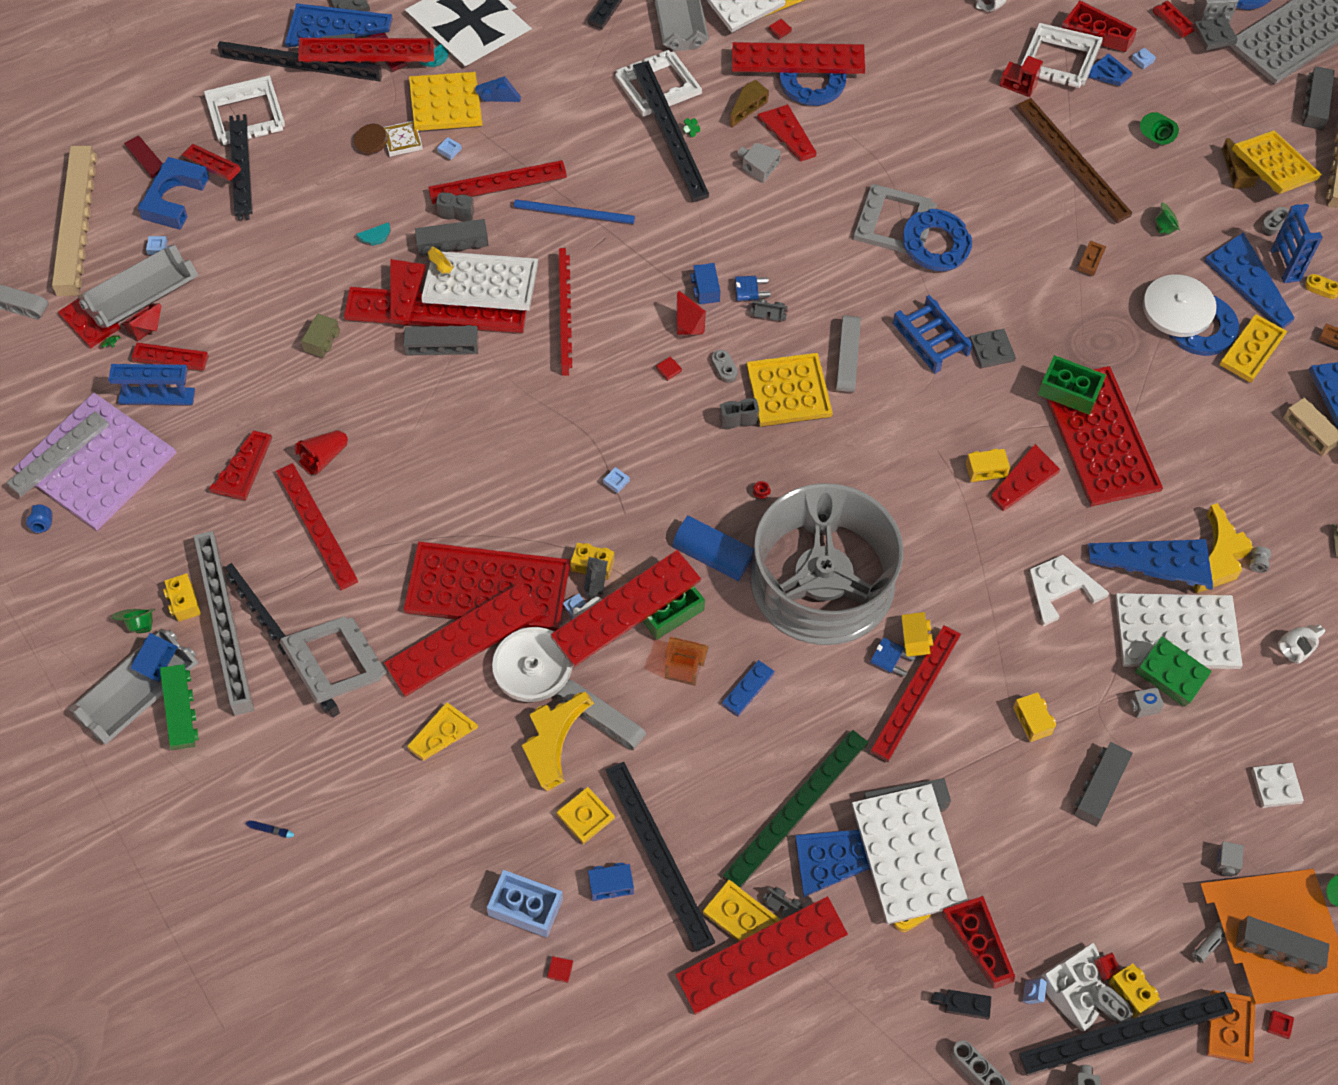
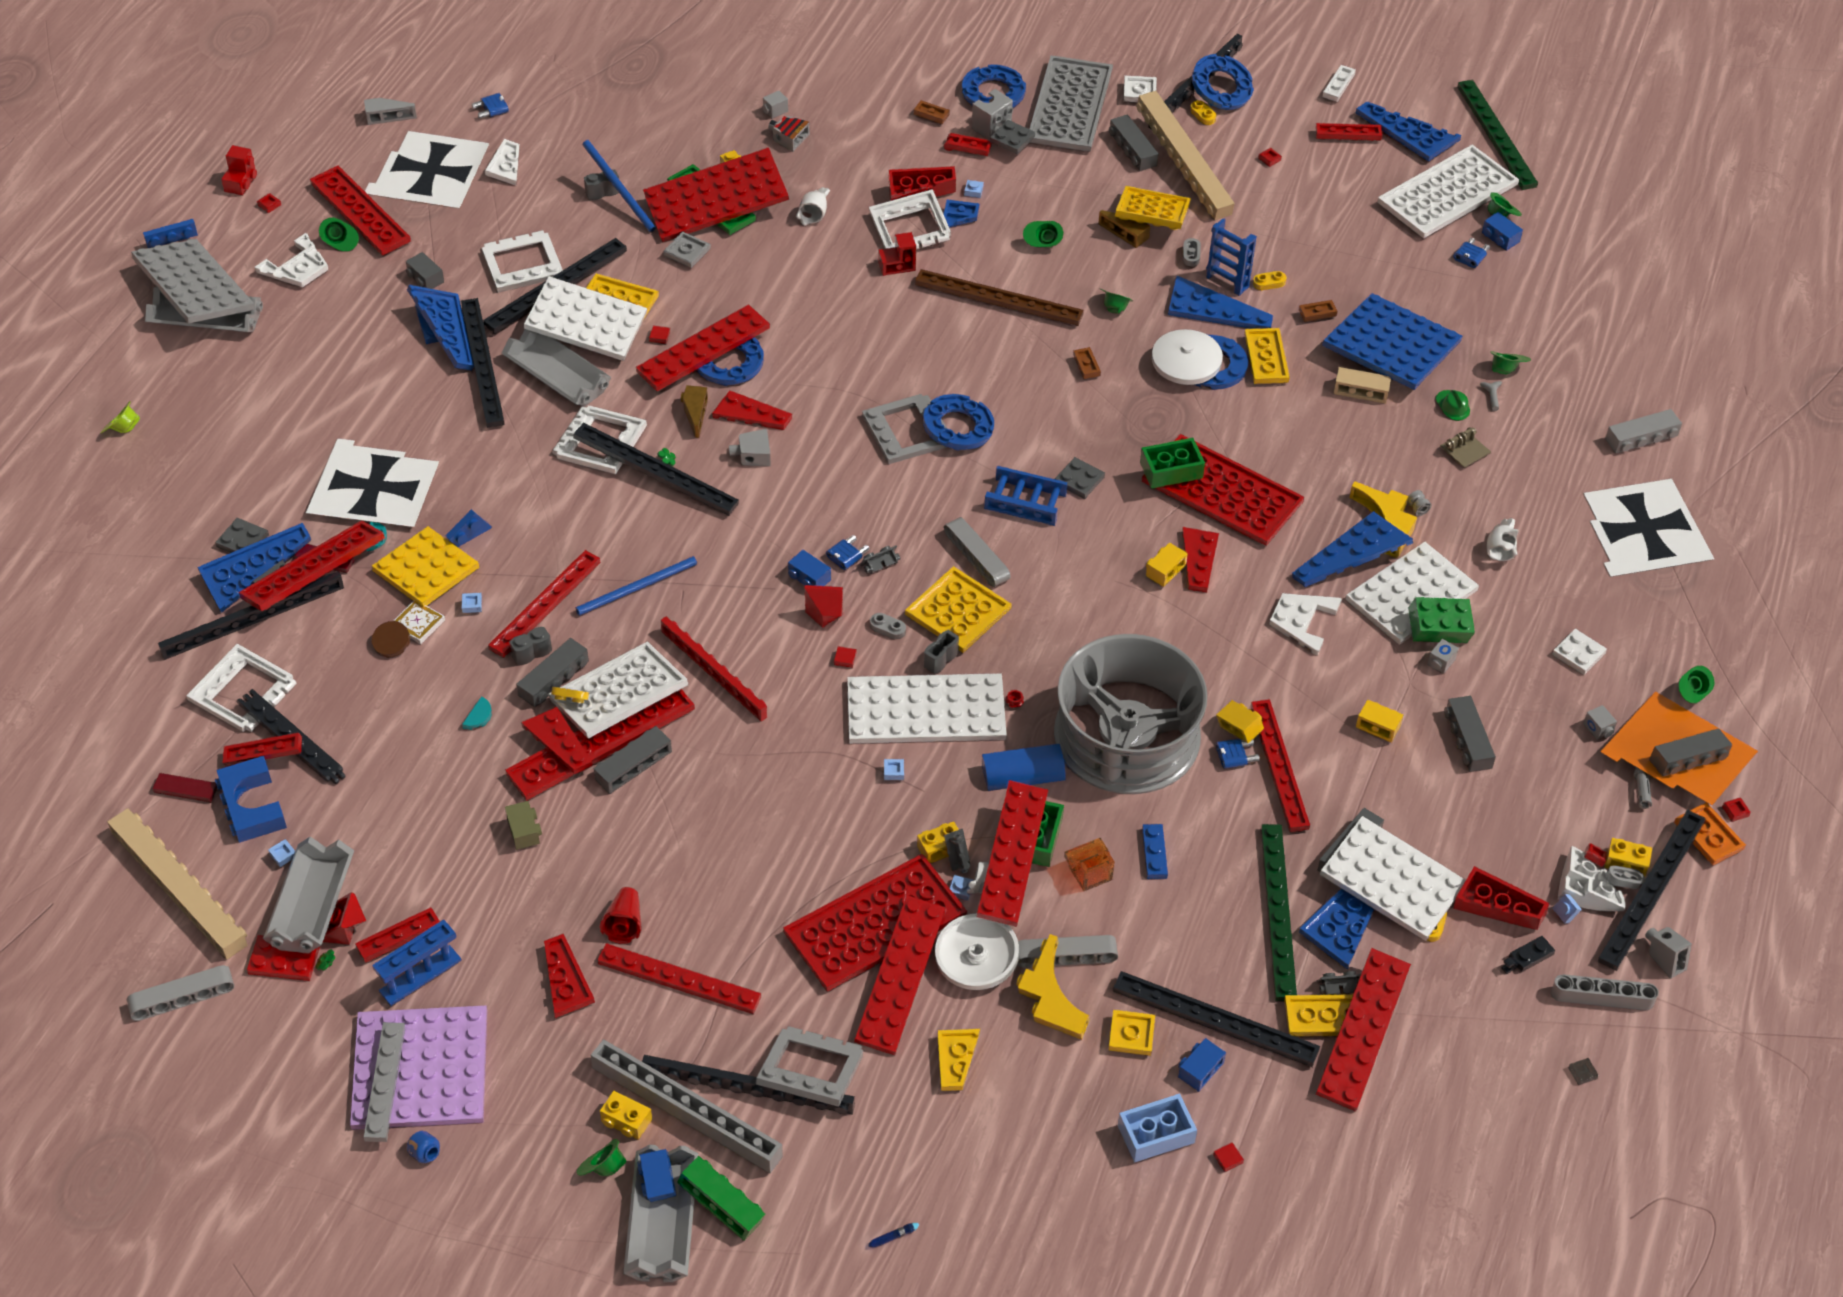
camera: 40 degrees left, 10 degrees down
(689, 450) = (926, 708): none -> white plate

